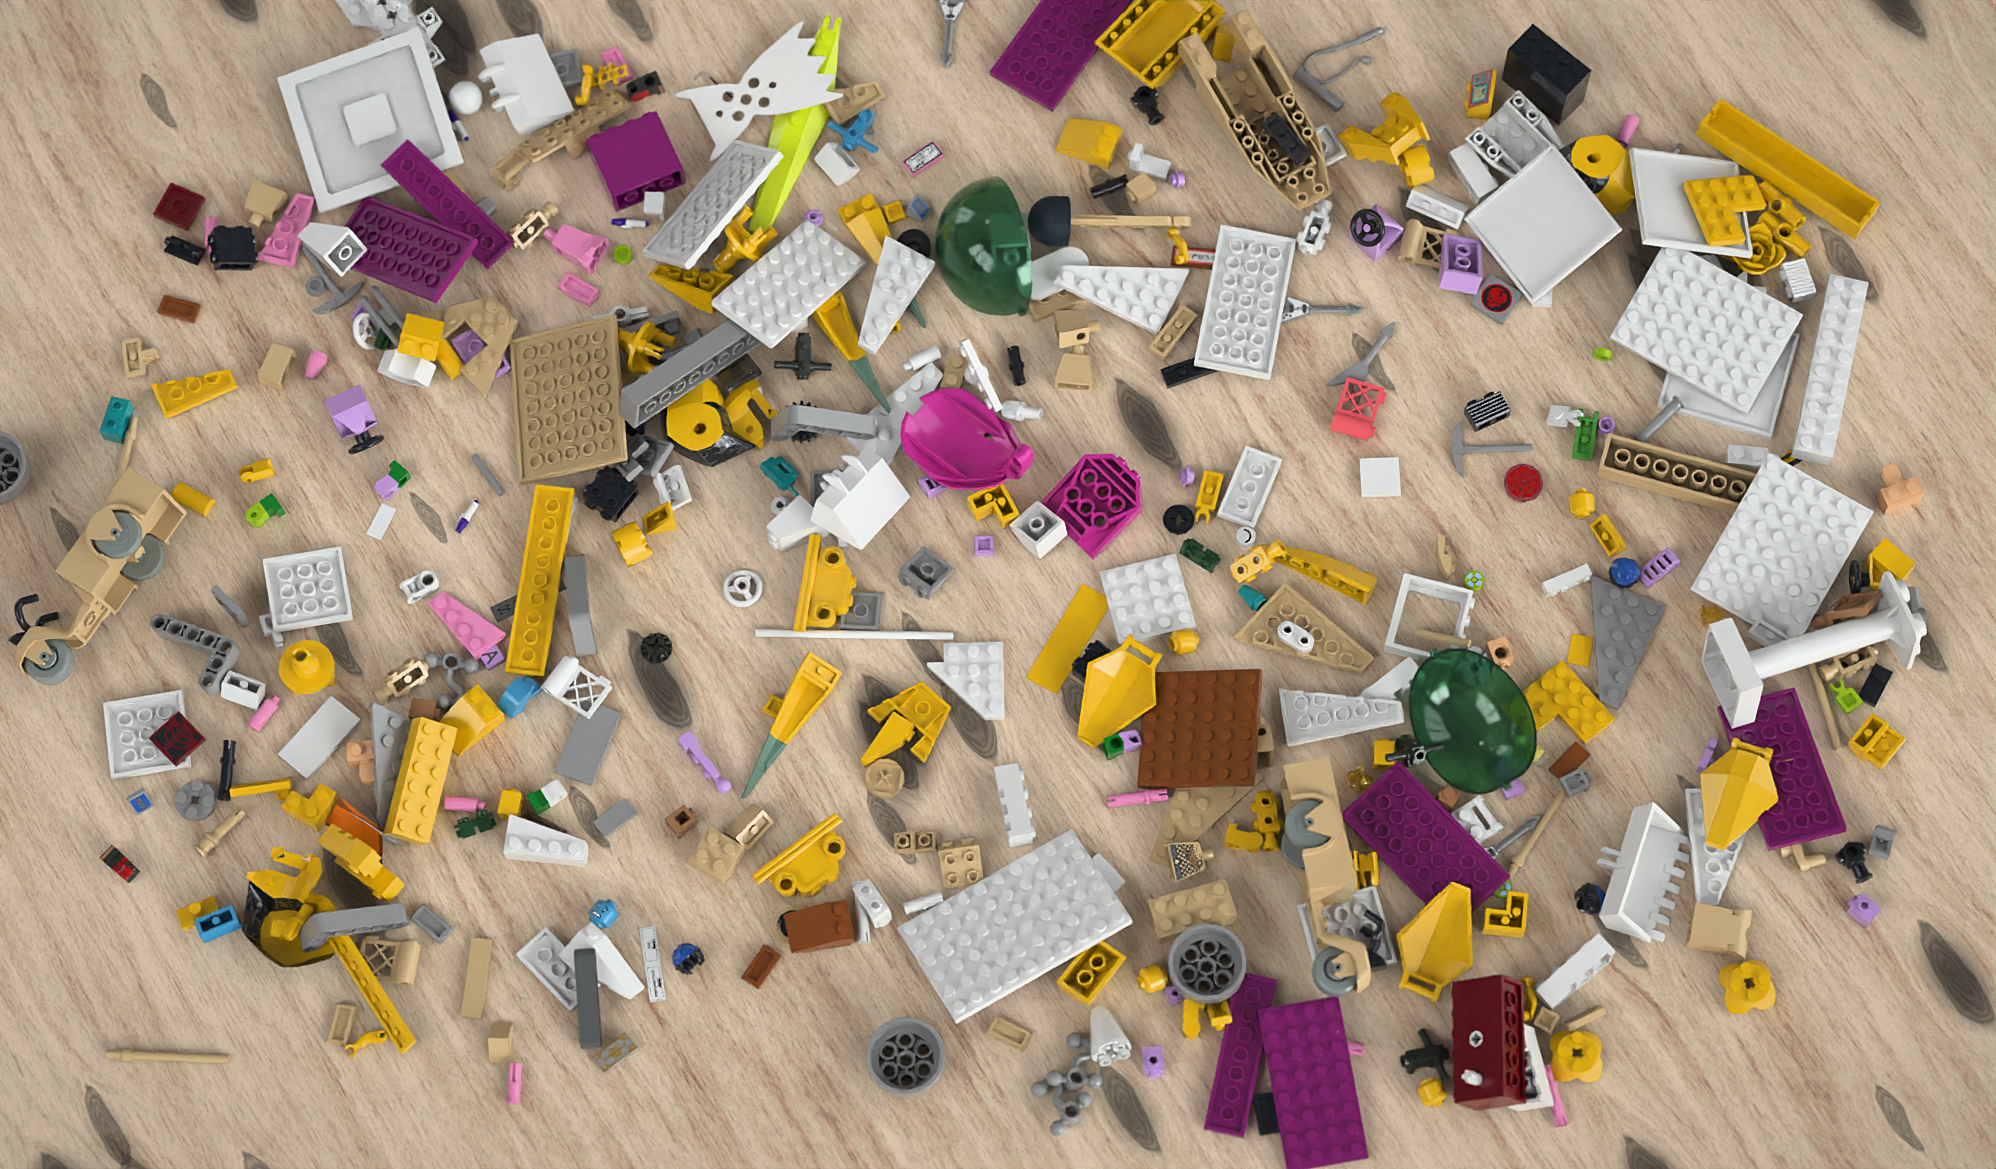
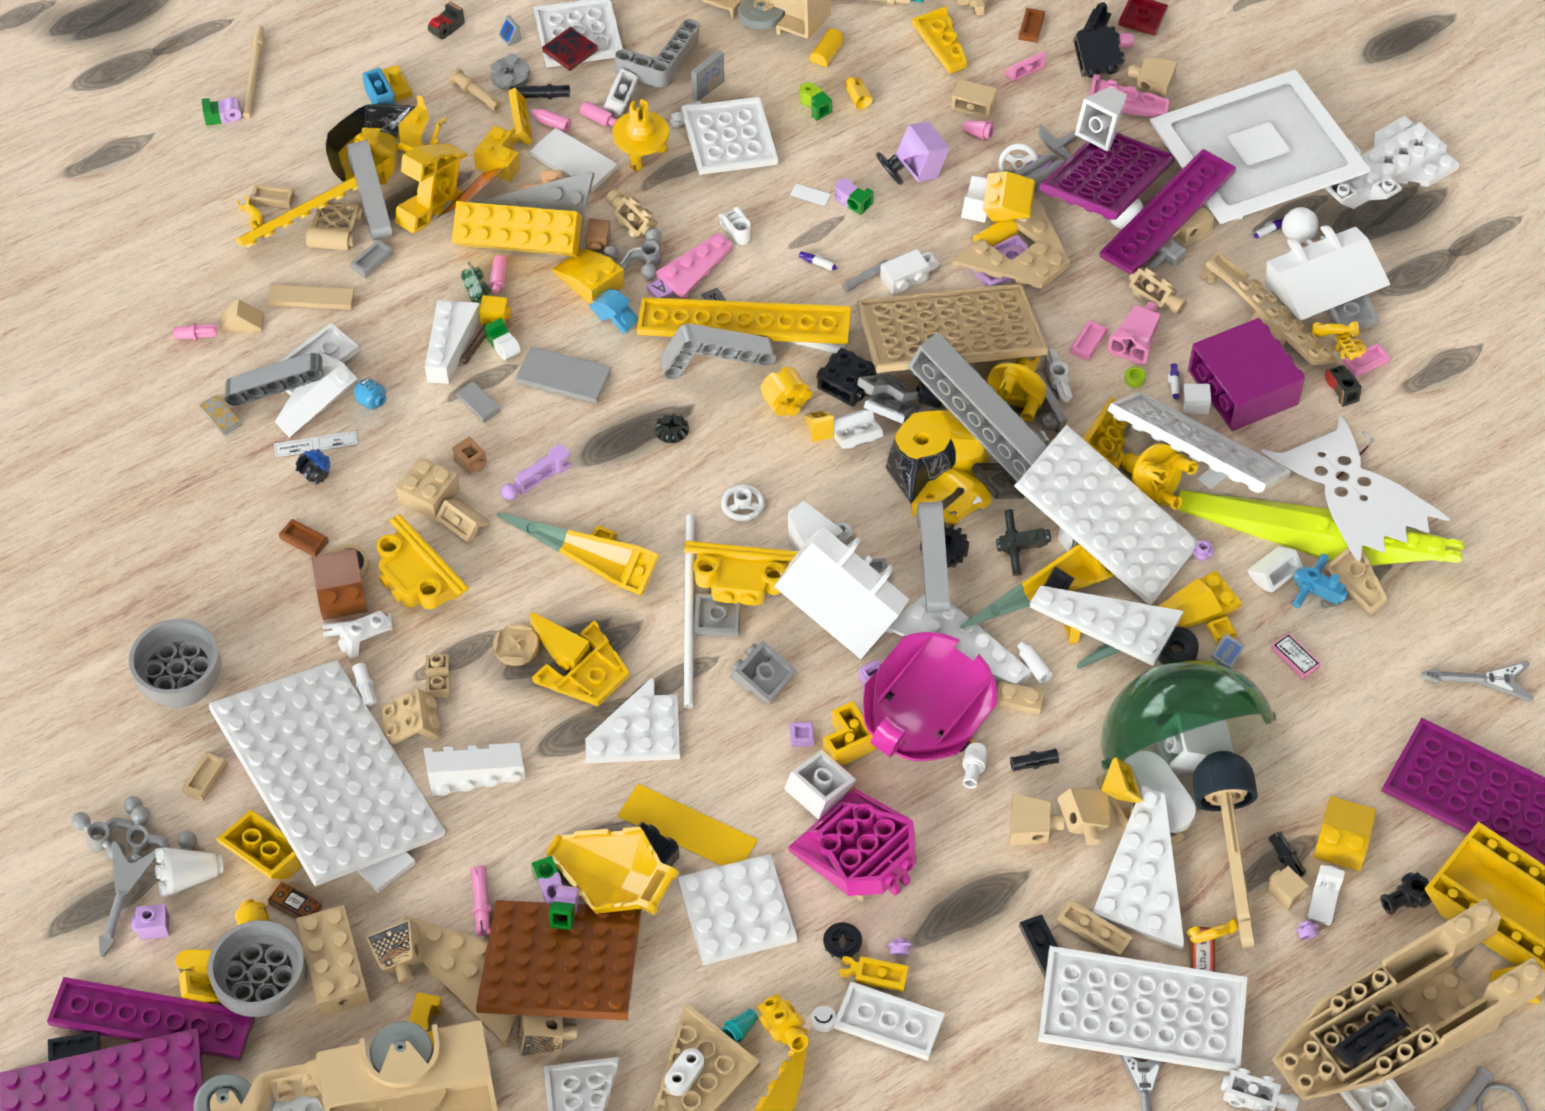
camera: 85 degrees right, 15 degrees down
(224, 1082) = (221, 111): none -> leg
(235, 318) = (1026, 67): none -> bright pink slope
(265, 758) = (552, 119): none -> bright pink cylinder
(315, 286) = (1067, 125): light grey tile -> none
(489, 436) = (907, 270): none -> white brick
(565, 675) = (632, 347): white piece -> none
(782, 480) = (884, 519): teal piece -> none
(848, 331) = (1058, 579): none -> black tile
(978, 375) = (1013, 712): white plate -> none
(1052, 296) = (1121, 782): none -> yellow slope
(1113, 1085) = (125, 878): none -> light grey piece
(1136, 947) = (293, 901): none -> tile
(1153, 725) = (564, 904): none -> leg
(1183, 641) = (679, 946): yellow head -> none
(1193, 551) = (802, 957): clear green hinge -> none

